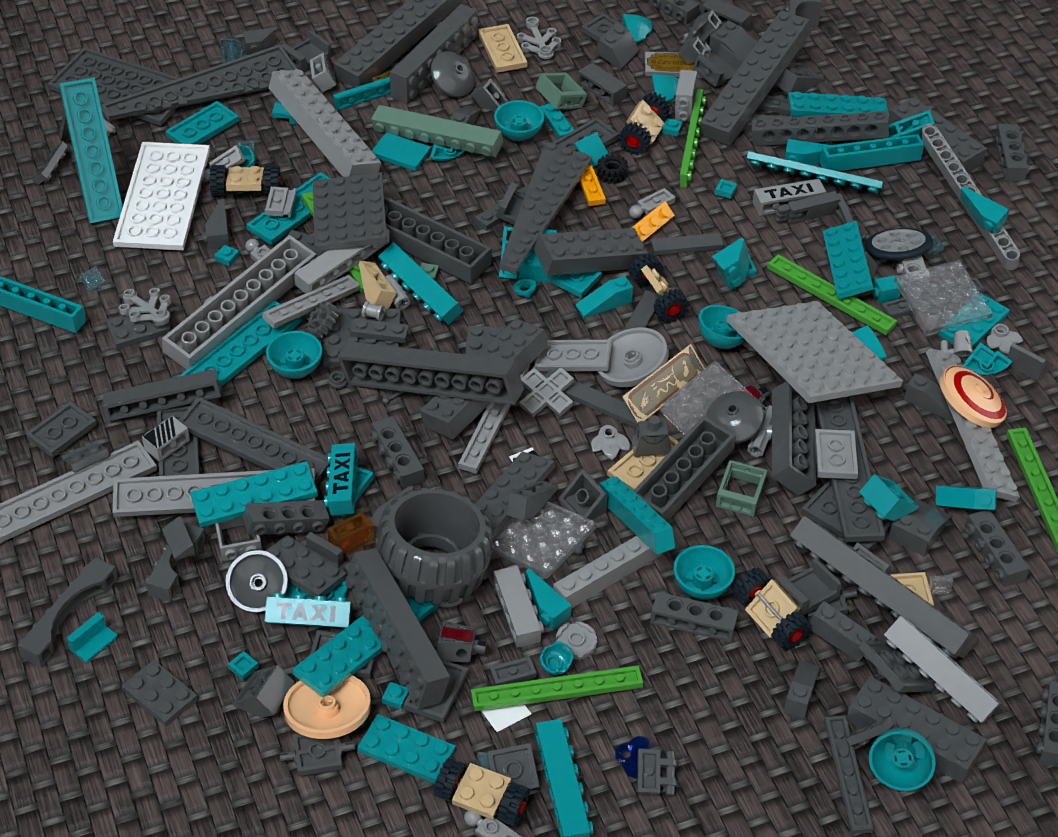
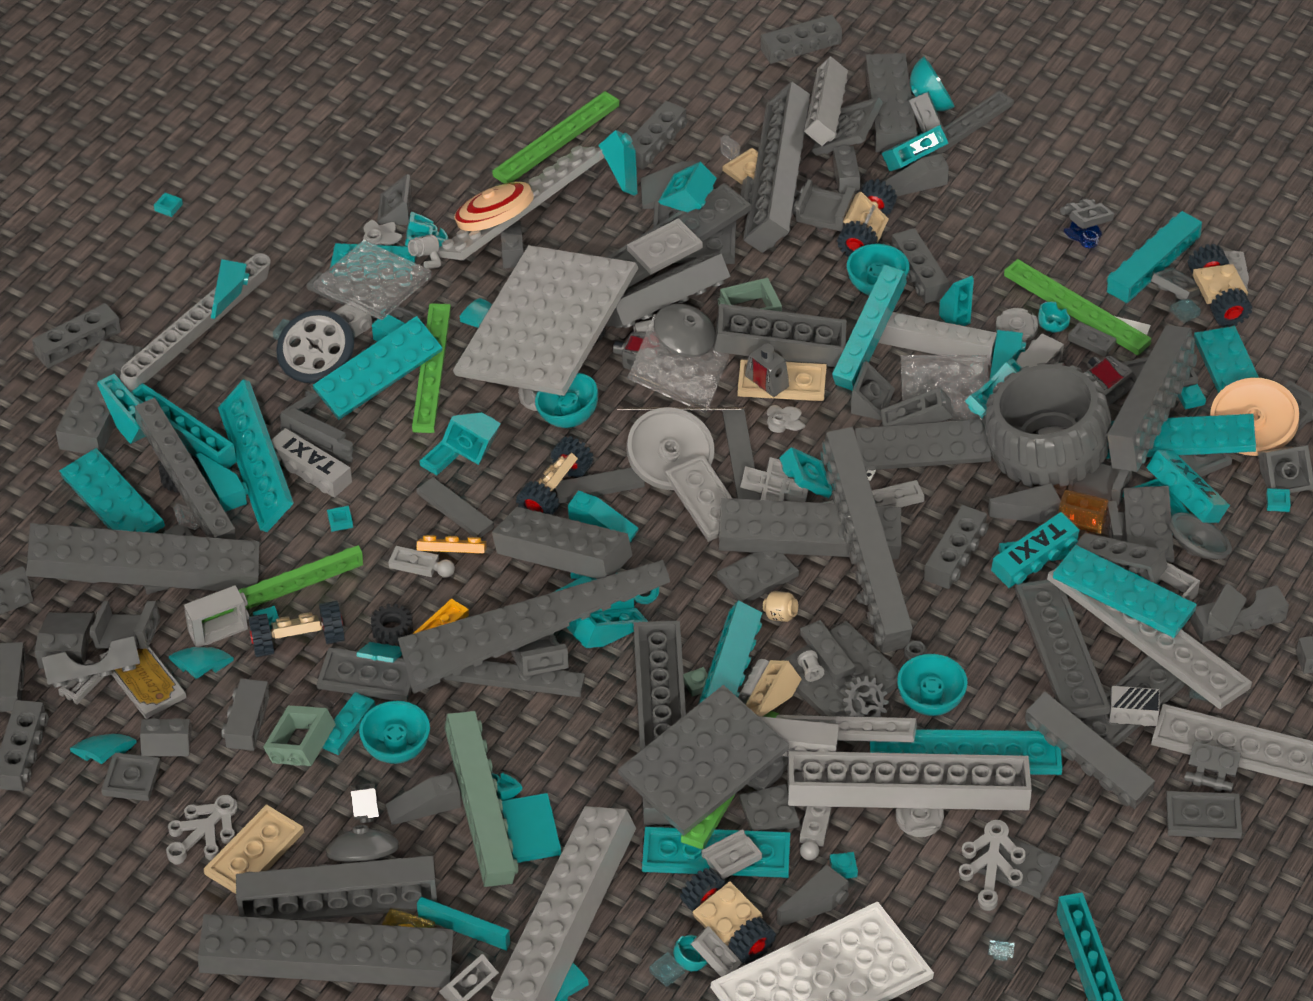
camera: 125 degrees left, 0 degrees up
(441, 336) = (780, 606): none -> tan head
(503, 542) = (978, 401): none -> teal arch
(536, 407) = (806, 471): none -> teal plate
(622, 595) = (957, 303): none -> teal slope
(834, 694) = (914, 148): none -> teal slope

